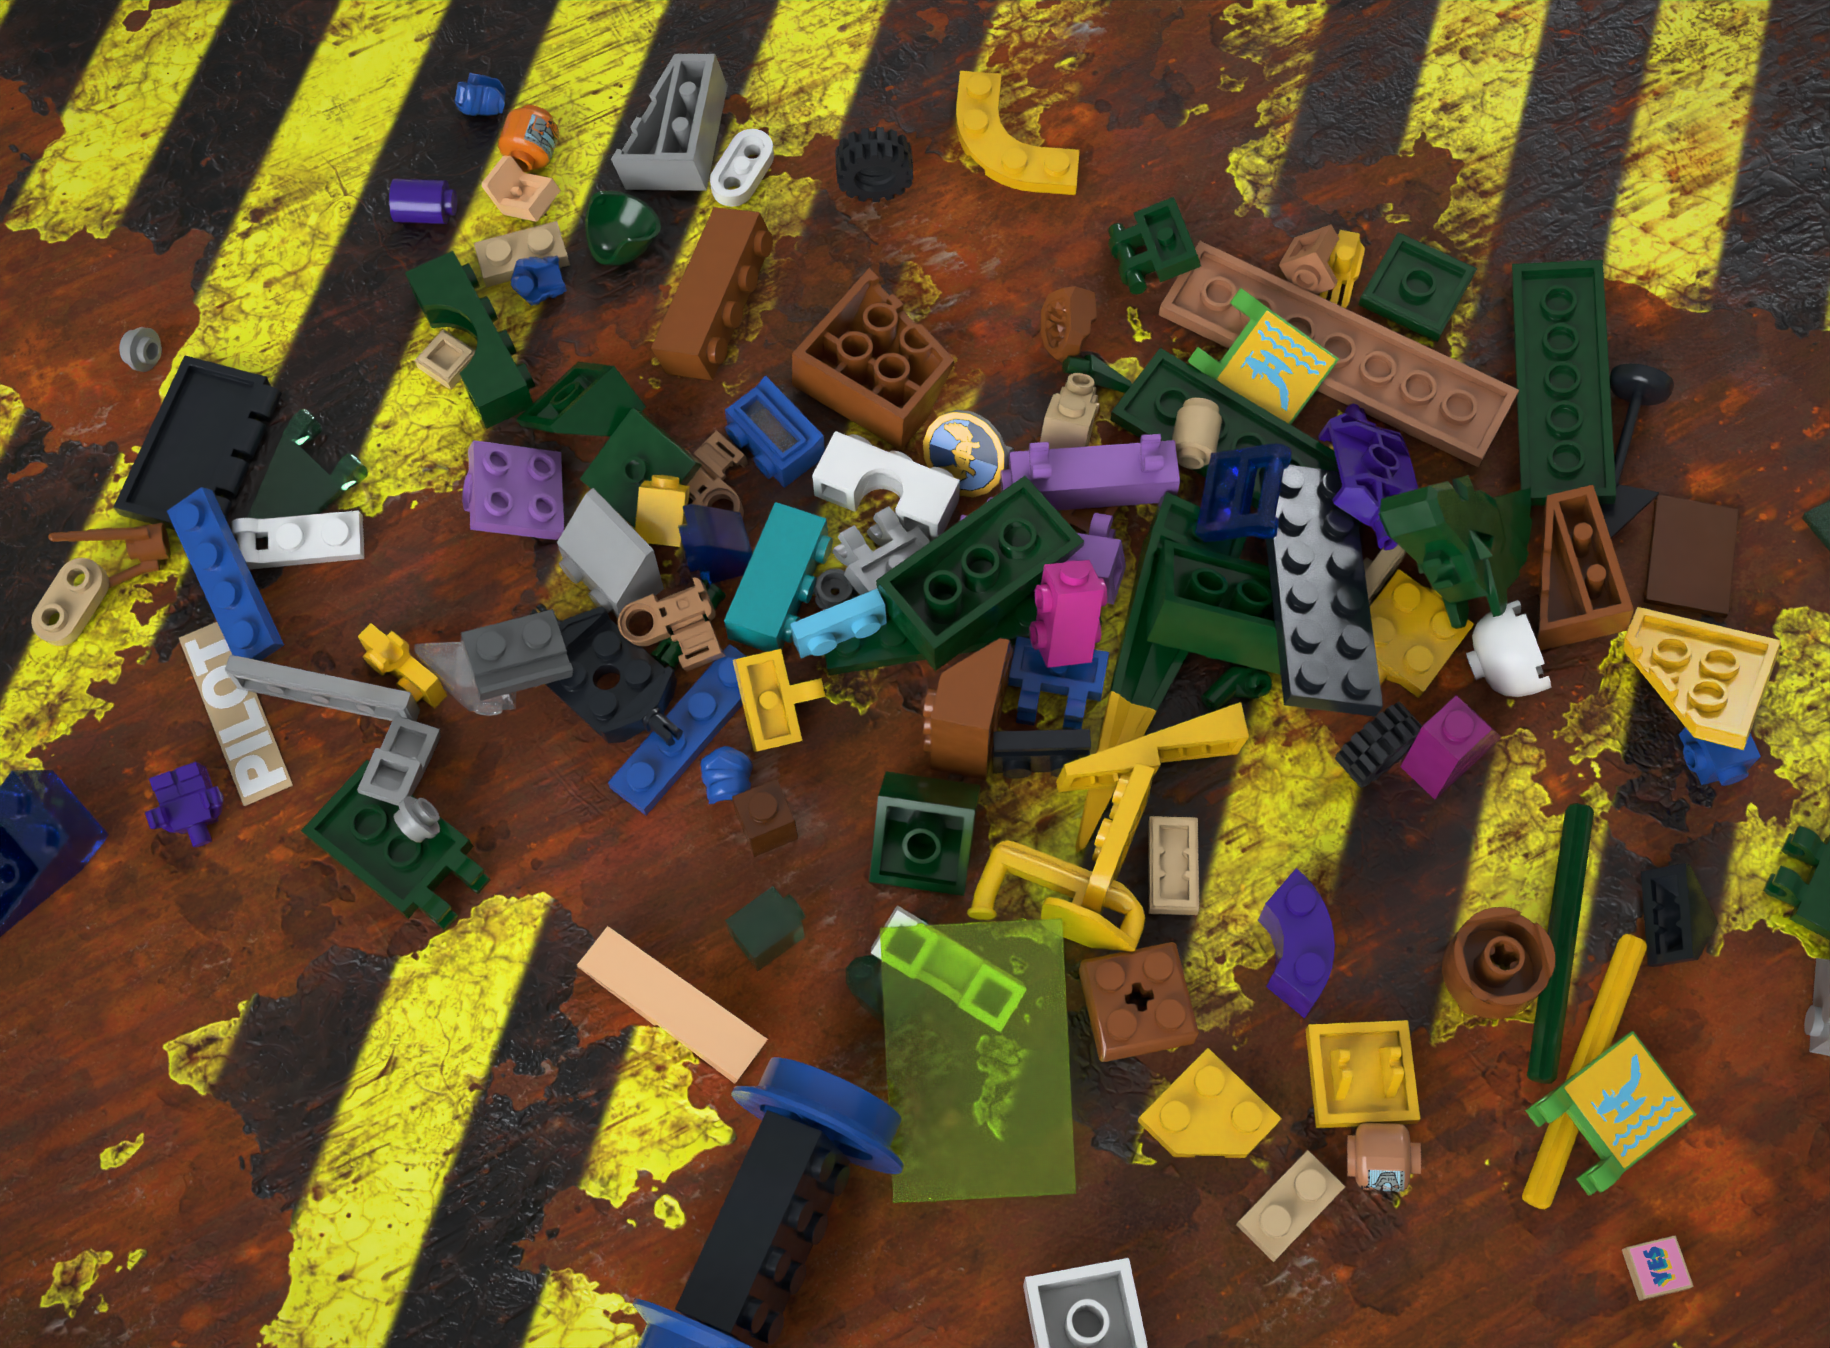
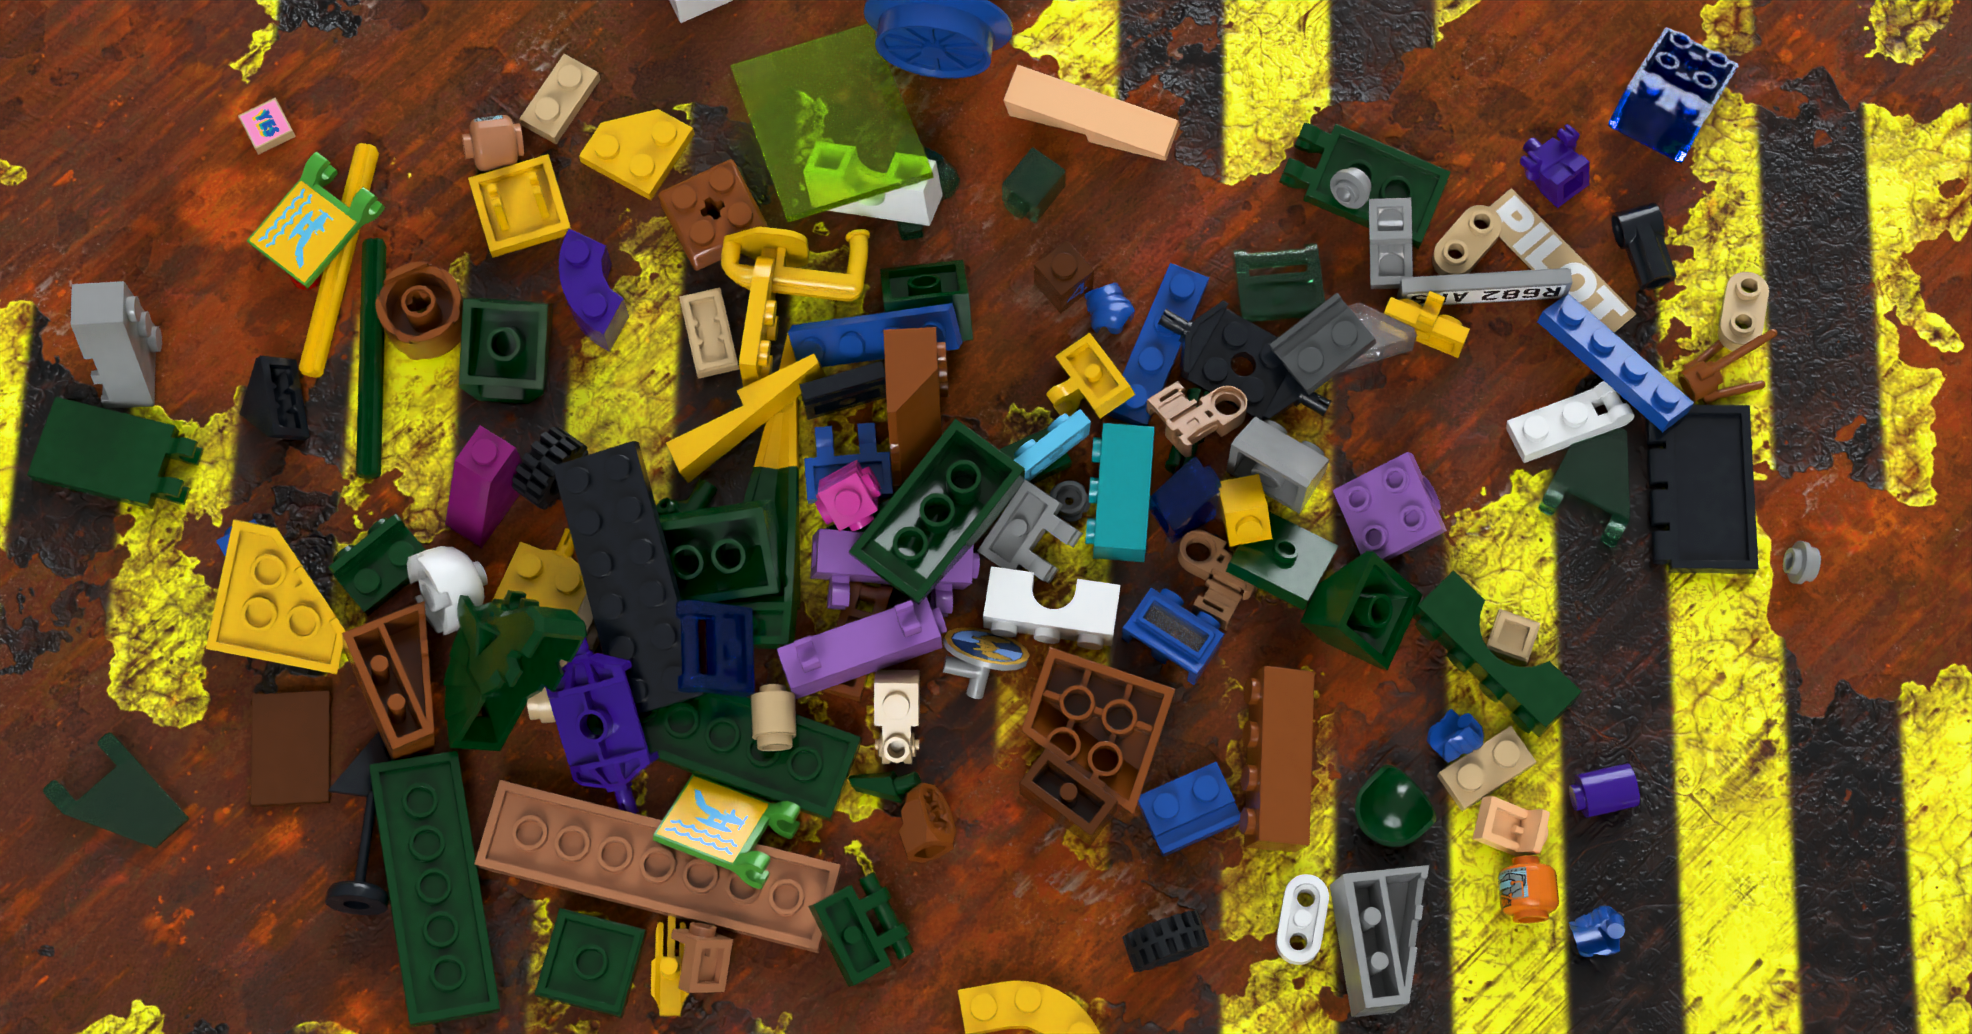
camera: 165 degrees right, 5 degrees up
(134, 702) = (1642, 235): none -> black piece
(318, 755) = (1468, 240): none -> tan plate
(535, 743) = (1278, 294): none -> clear green plate
(808, 284) = (1189, 809): none -> blue plate
(928, 299) = (1068, 796): none -> reddish brown brick
(1004, 793) = (862, 336): none -> blue plate
(1405, 909) = (505, 349): none -> dark green slope
(1576, 708) = (377, 564): none -> dark green bracket

